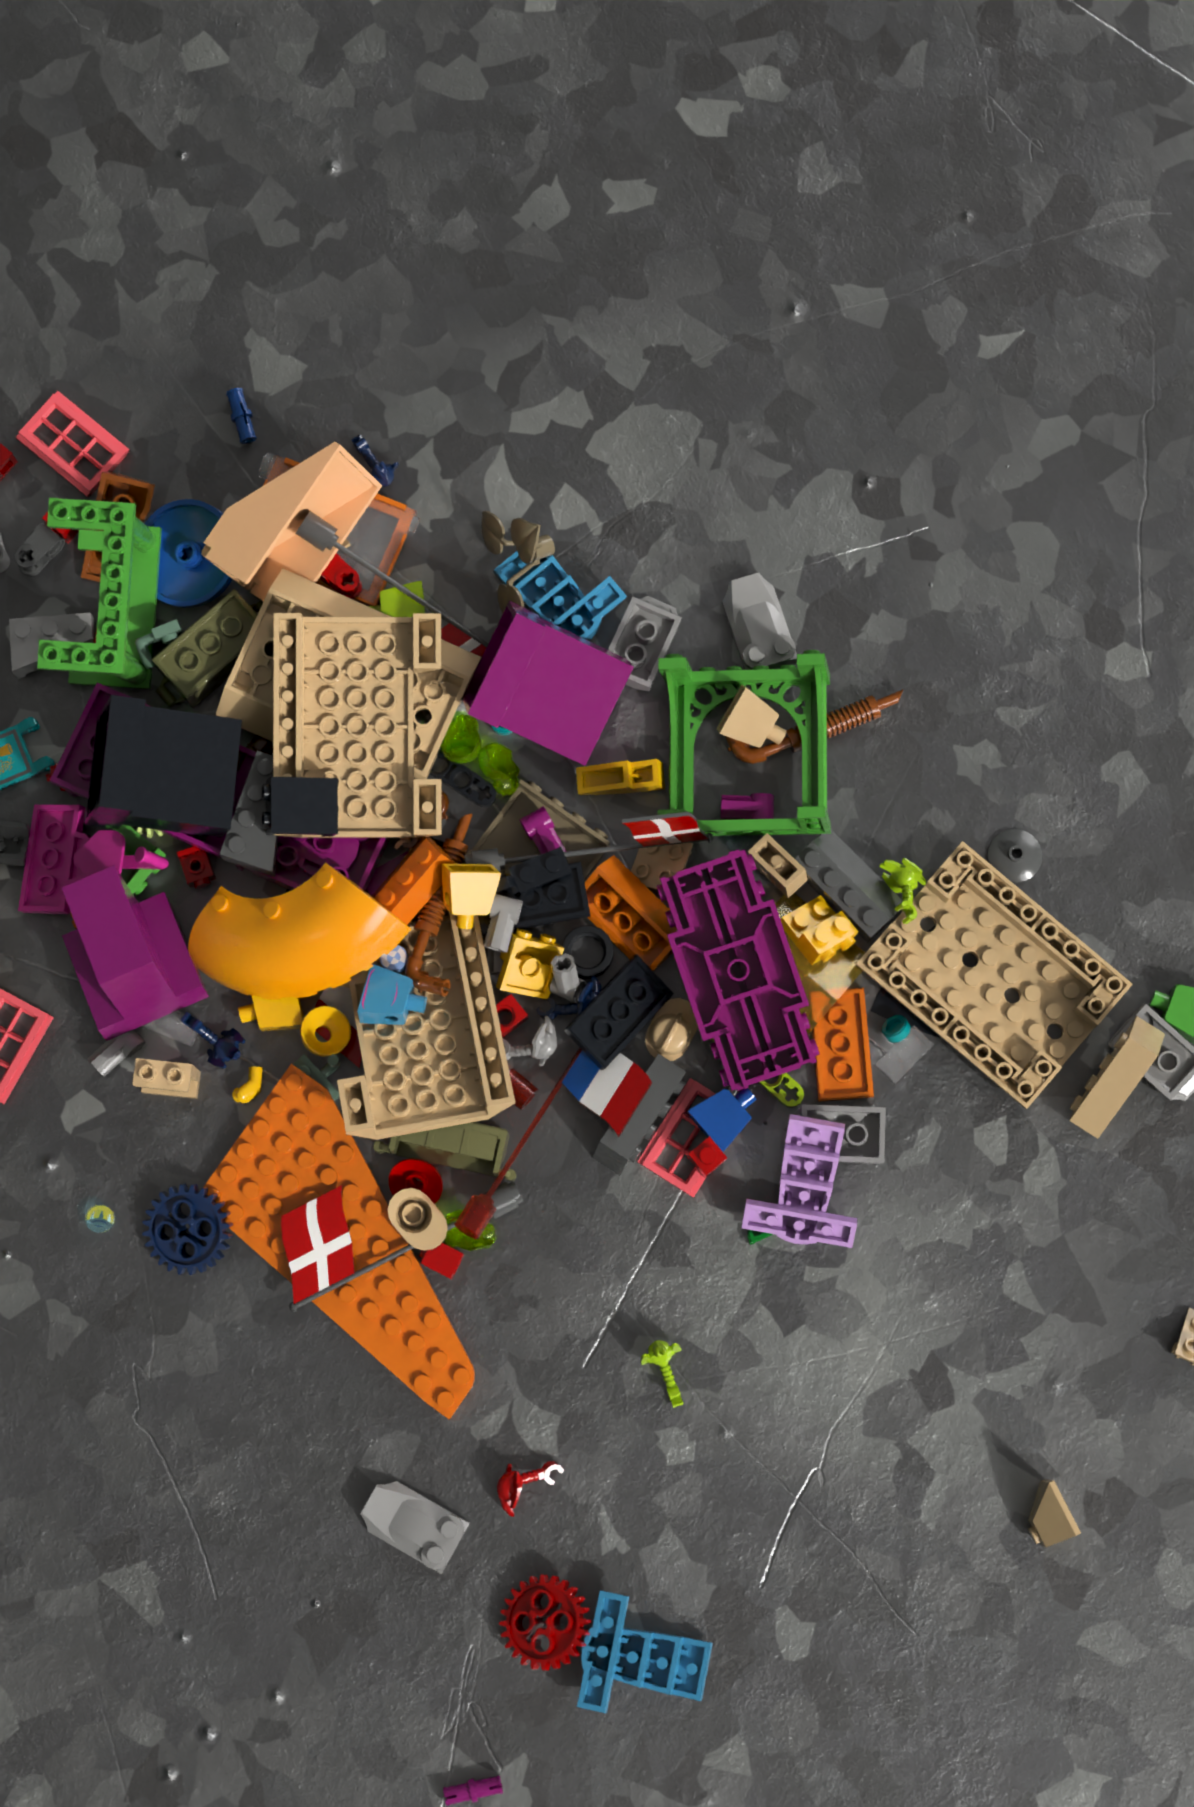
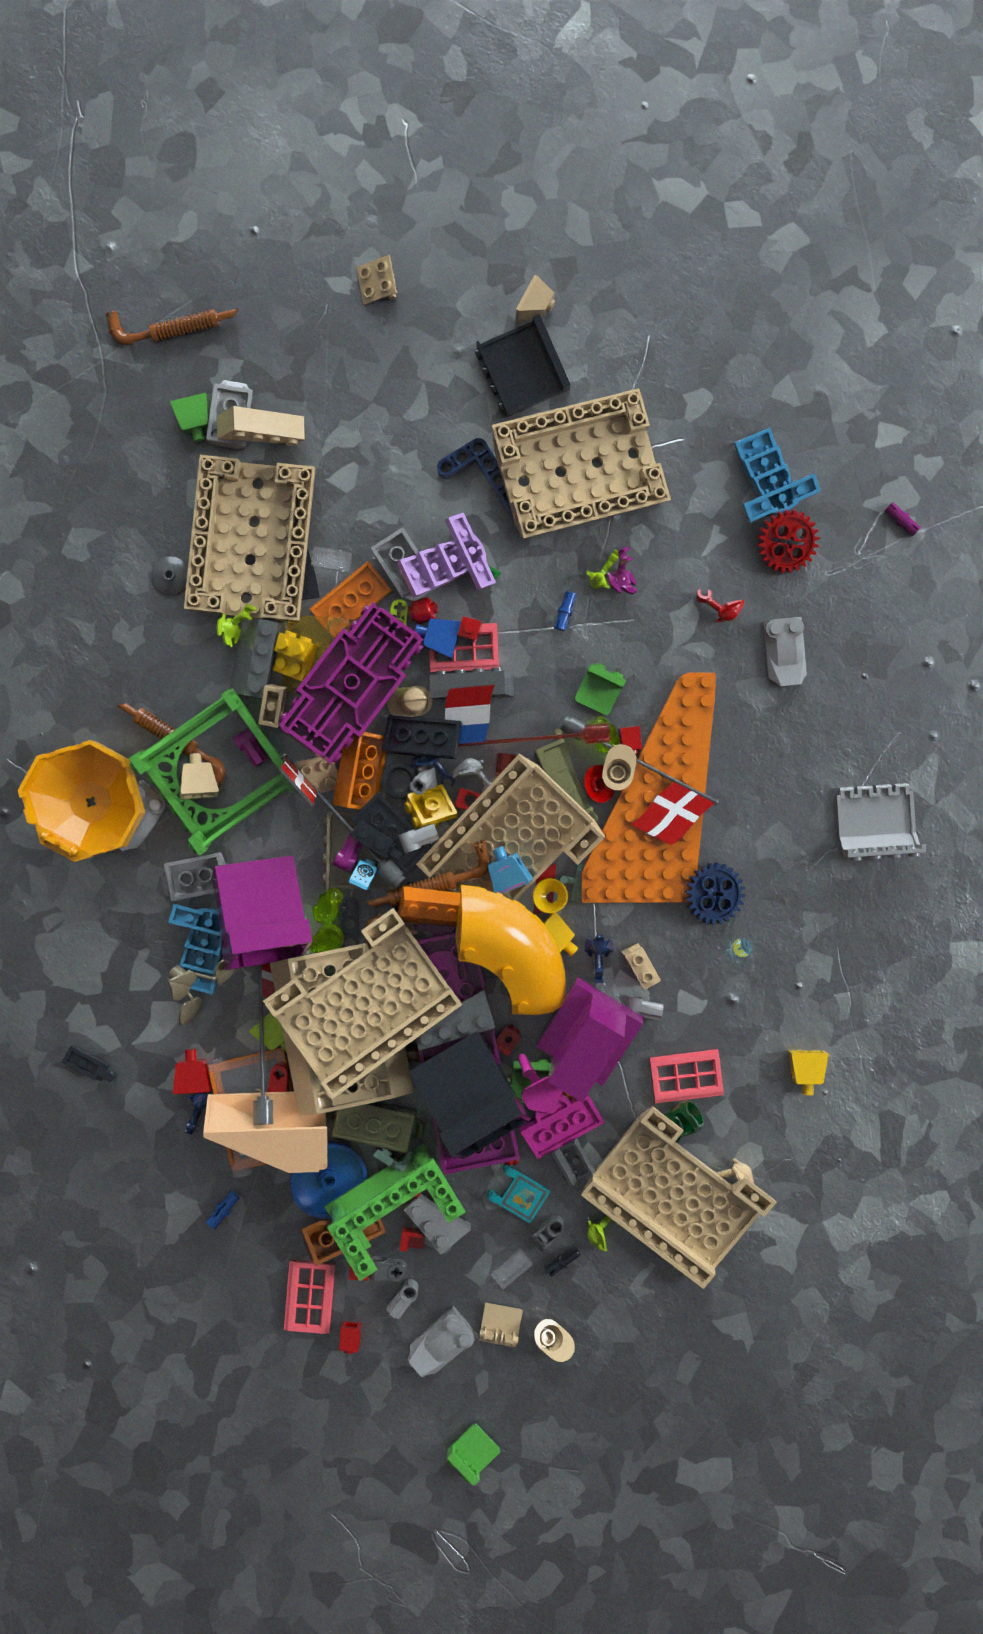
camera: 125 degrees left, 10 degrees up
(52, 600) = (411, 1238): none -> red panel
(127, 1488) = (877, 822): none -> light grey hinge
(251, 1088) = (610, 915): yellow arm -> none
(300, 806) = (434, 1000): black panel -> none
(395, 959) = (483, 882): tile -> none
(418, 485) = (191, 1074): none -> red torso
(469, 890) = (413, 869): yellow torso -> none
(506, 832) = (364, 874): none -> medium azure slope
(513, 380) = (88, 1064): none -> black hinge
(527, 1264) = (600, 689): none -> bright green bracket
(620, 777) = (284, 832): yellow slope -> none
(643, 1387) = (622, 578): none -> magenta piece
(650, 1289) = (565, 611): none -> blue pin
(768, 1120) = (423, 610): none -> red head
(825, 543) = (57, 804): none -> light orange windscreen
(848, 1439) = (570, 441): none -> tan slope
(876, 1313) = (479, 459): none -> dark blue beam
(896, 1028) = (320, 574): teal tile -> none
(982, 1446) = (522, 367): none -> black panel

